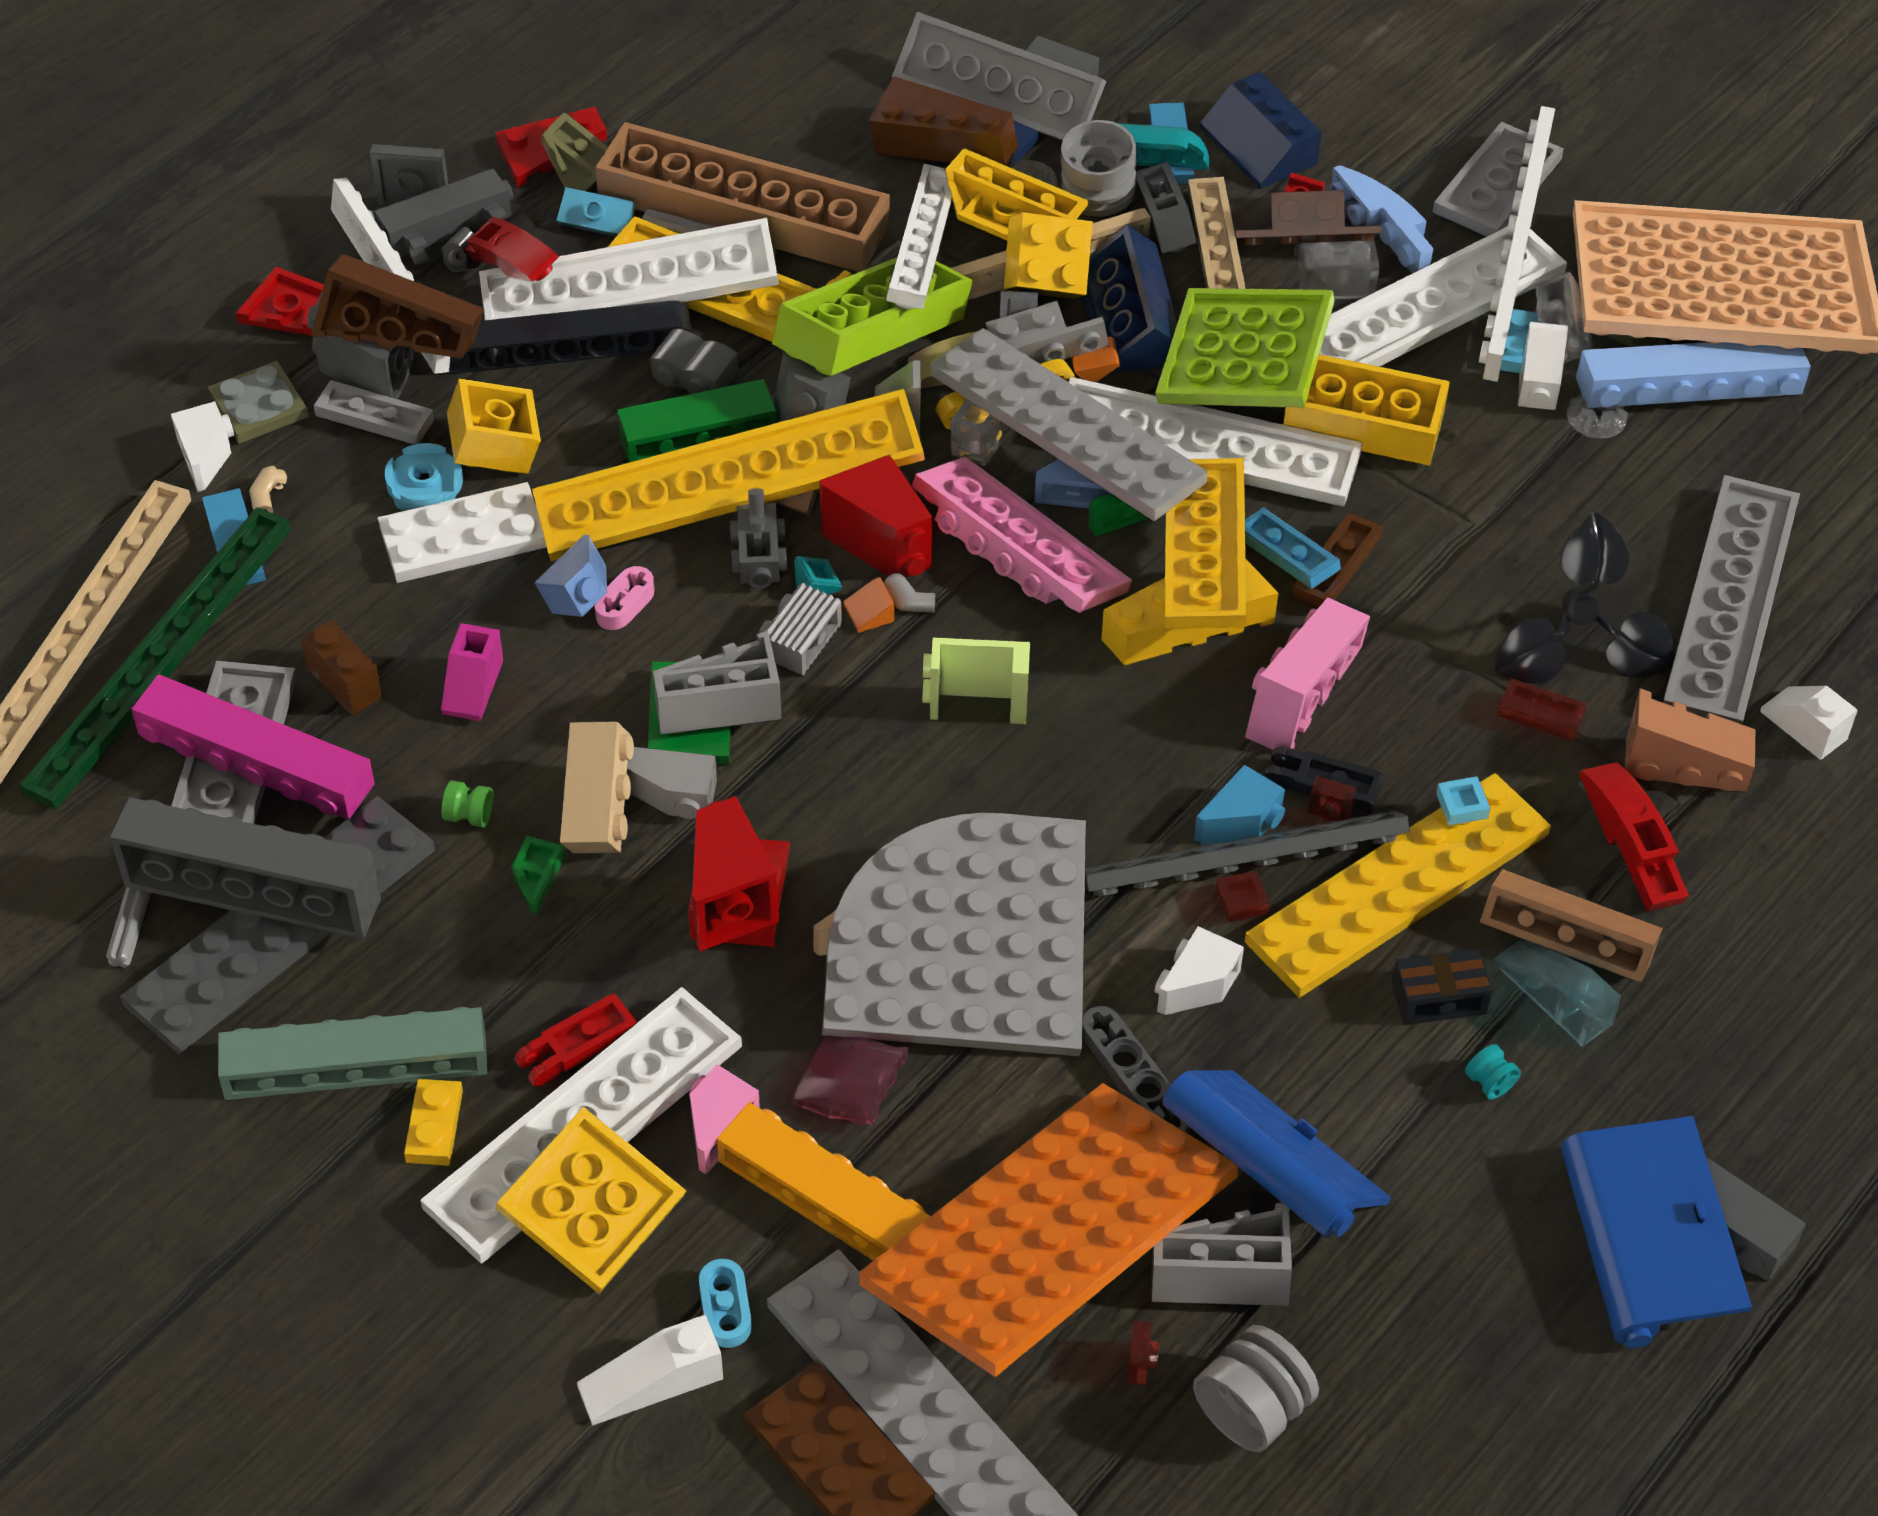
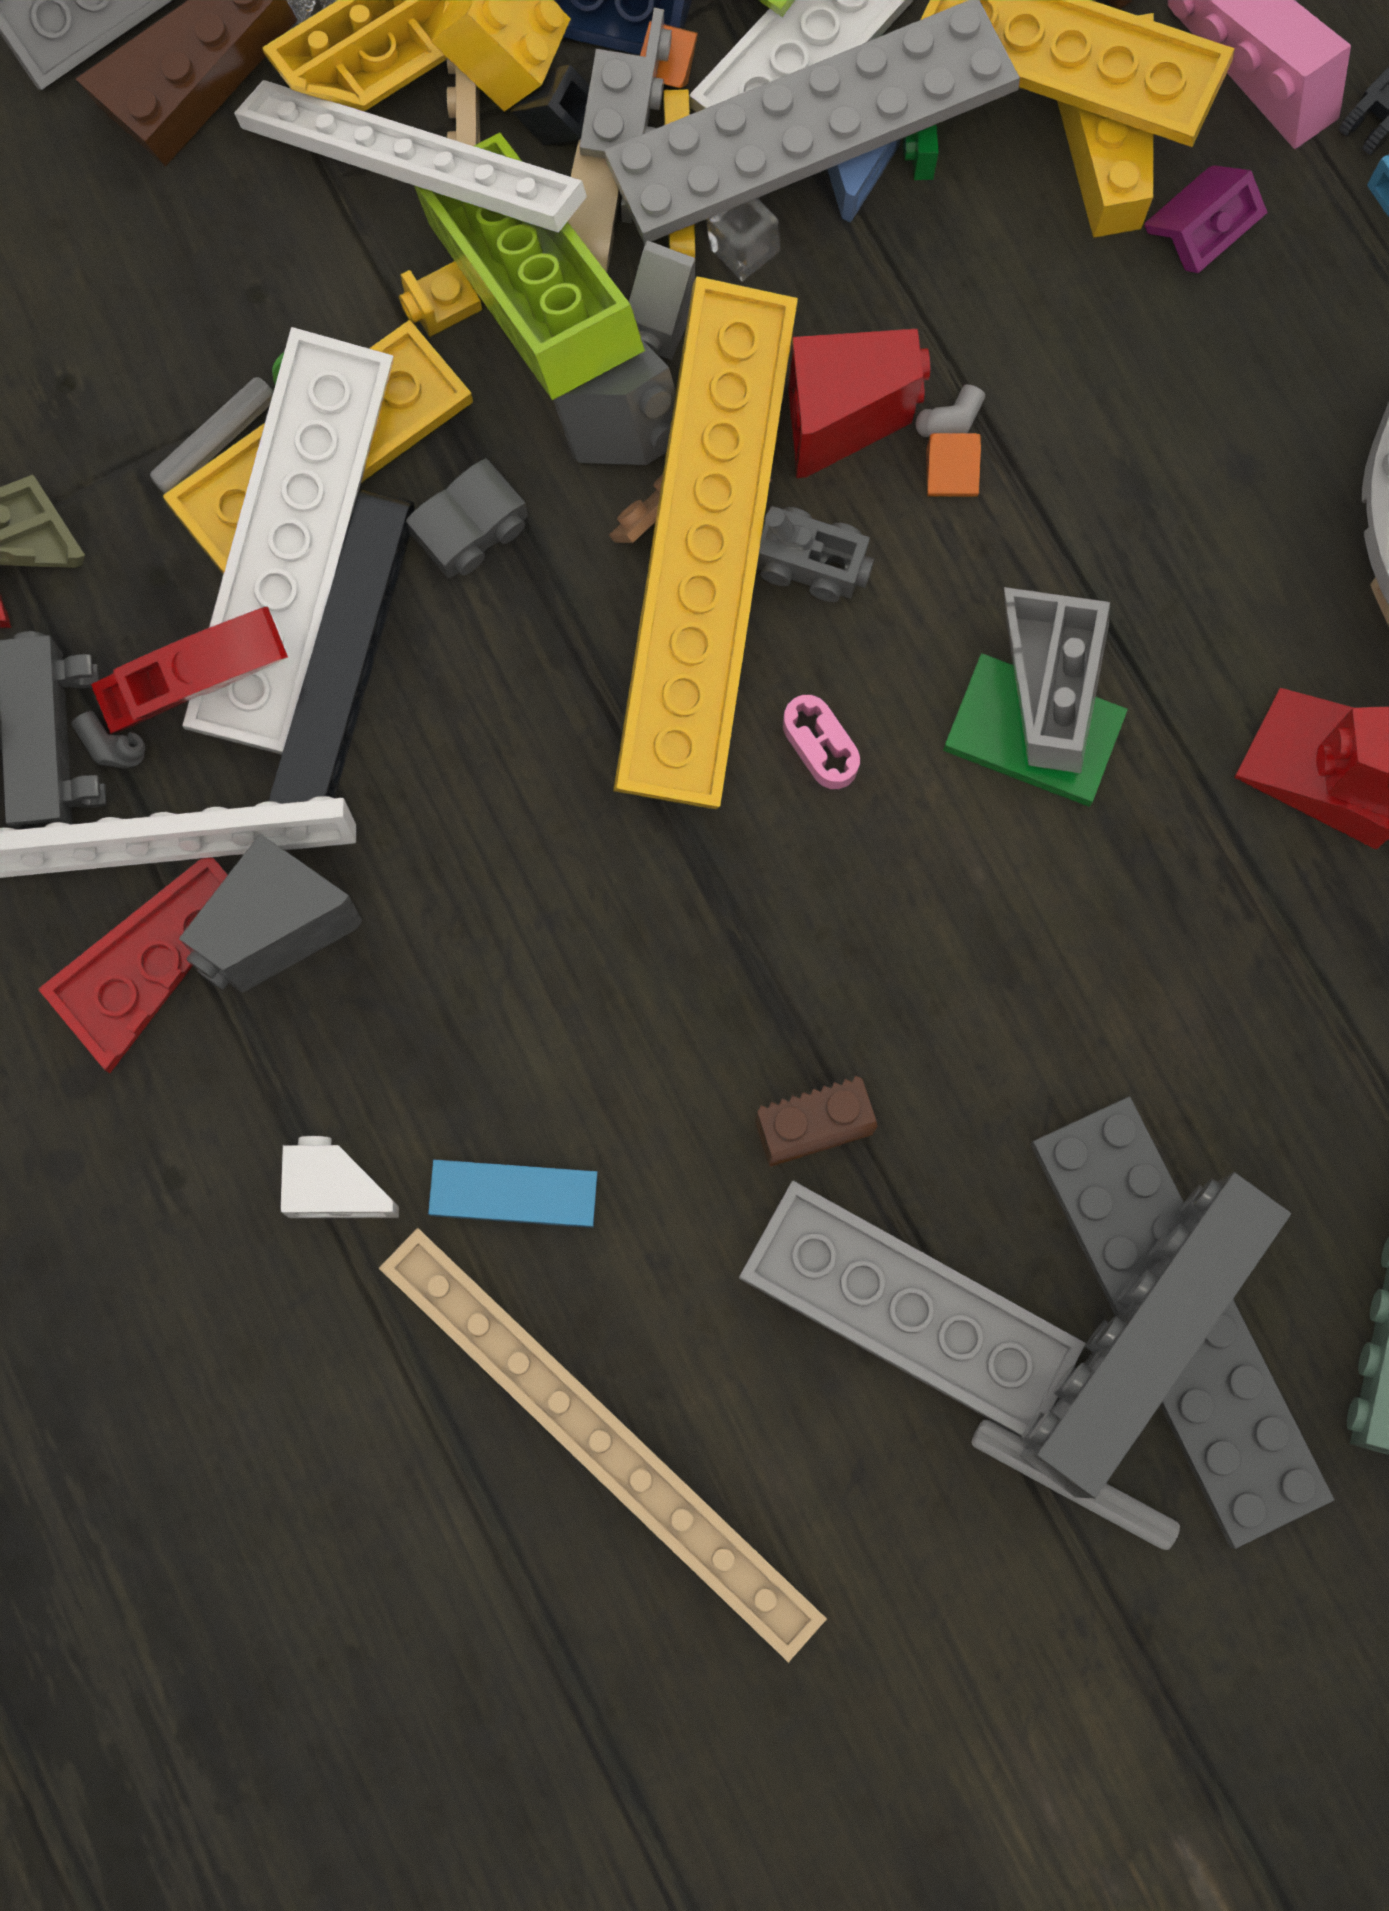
camera: 70 degrees left, 25 degrees up
(157, 654) = (700, 1352): dark green plate -> none
(253, 747) = (930, 1272): dark pink brick -> none
(258, 401) = (274, 1089): piece -> none
(262, 486) = (441, 1129): tan arm -> none
(374, 412) = (370, 944): light grey plate -> none
(393, 311) = (289, 849): reddish brown wedge -> none
(404, 474) = (502, 890): medium azure plate -> none
(462, 532) = (624, 901): white plate -> none
(464, 803) = (1092, 1036): bright green wheel -> none
(471, 671) = (893, 964): dark pink slope -> none
(493, 426) = (489, 799): yellow brick -> none
(536, 869) = (1209, 990): green tile -> none
(575, 580) = (788, 787): medium blue slope -> none
(594, 212) = (125, 542): medium azure plate -> none
(596, 787) = (1156, 873): tan brick -> none
(673, 780) = (1148, 789): light grey slope -> none
(694, 419) = (570, 551): green brick -> none
(722, 188) = (196, 348): medium nougat brick -> none
(802, 627) = (965, 555): light grey brick -> none
(817, 574) = (879, 510): teal slope -> none
(977, 670) = (1164, 352): yellowish green panel -> none
(1018, 537) = (927, 256): bright pink plate -> none
(1147, 694) = (1209, 215): none -> magenta panel

